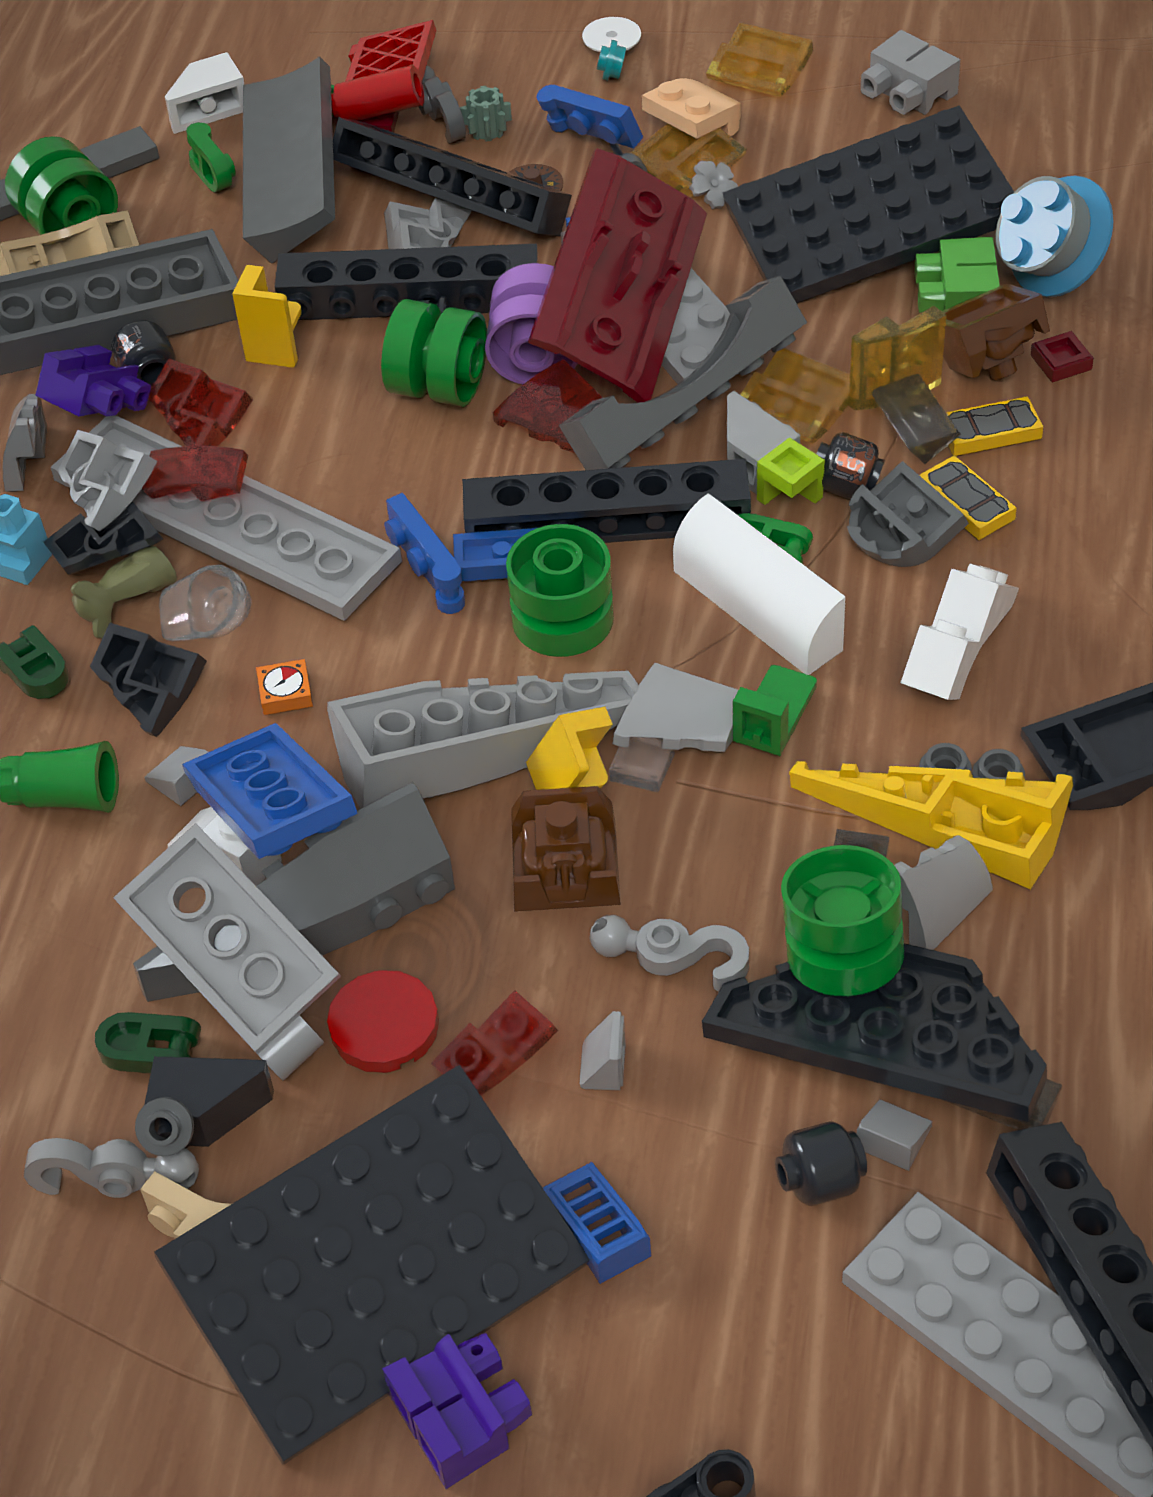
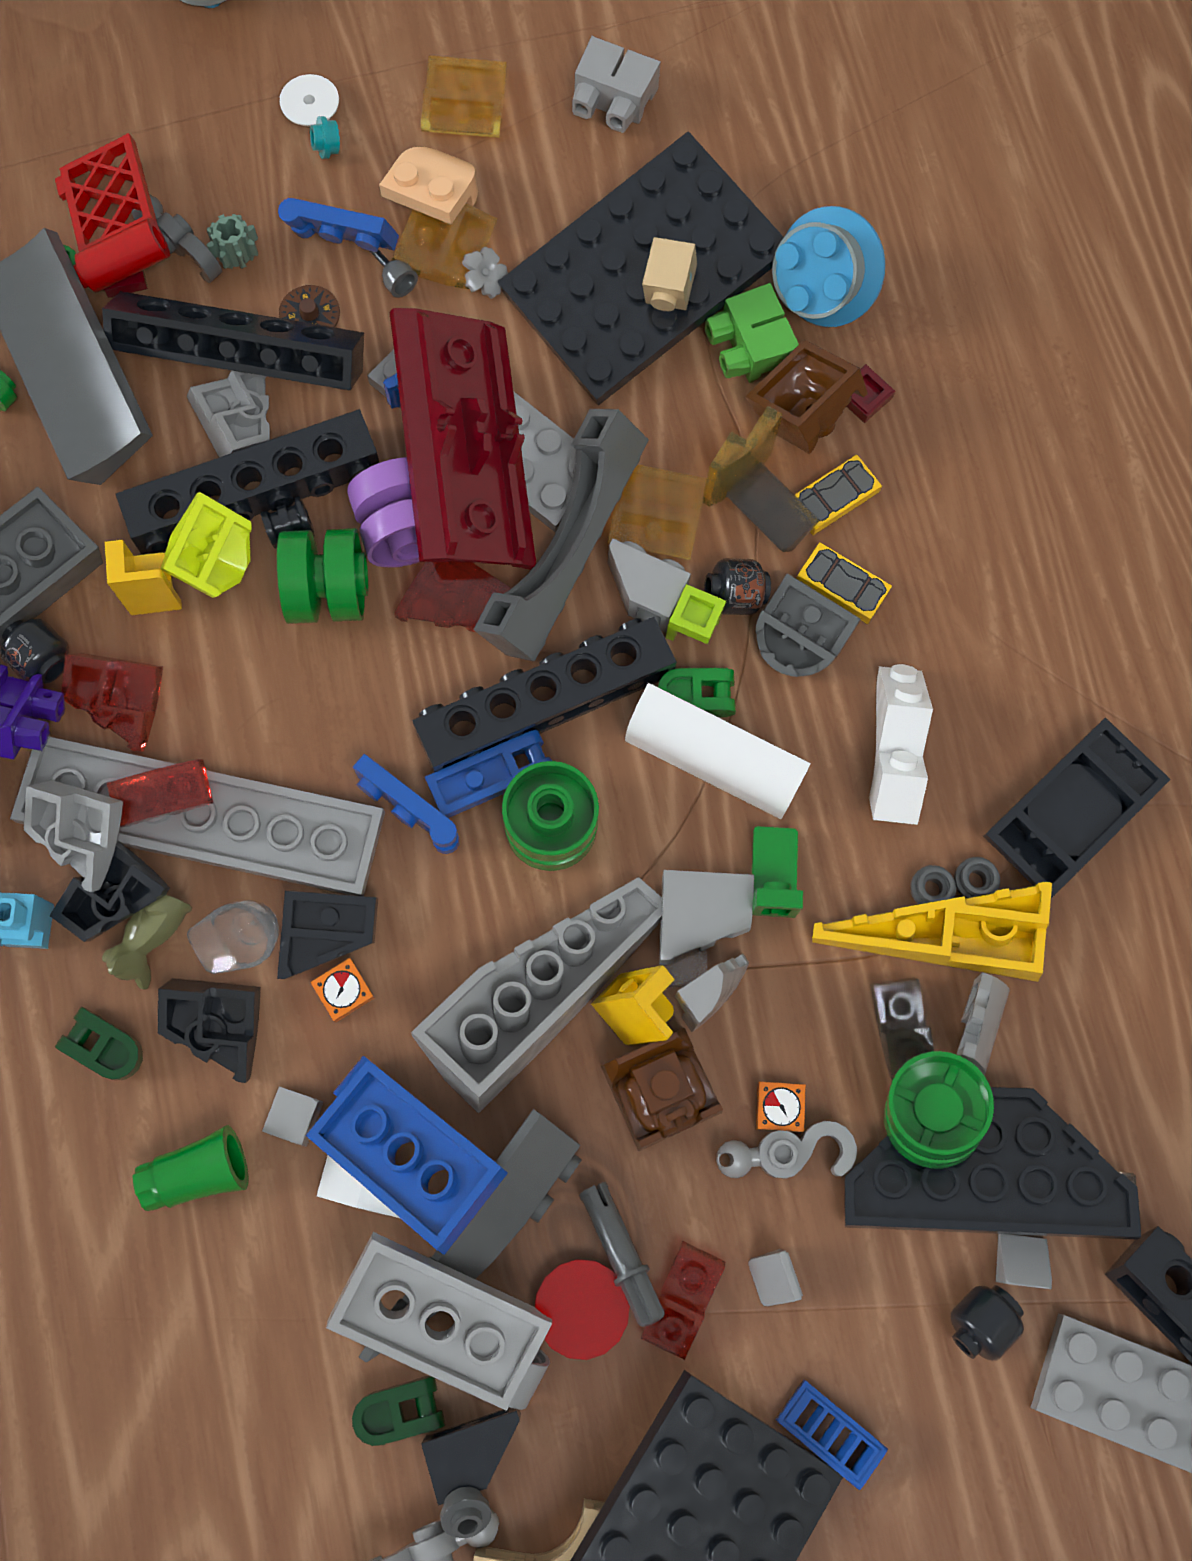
camera: 30 degrees left, 25 degrees up
(291, 628) = (323, 929): none -> black wing
(344, 313) = (209, 547): none -> neon yellow slope
(447, 990) = (622, 1255): none -> dark grey axle
(653, 772) = (710, 991): none -> light grey slope
(687, 905) = (780, 1107): none -> tile
(886, 198) = (669, 274): none -> tan brick

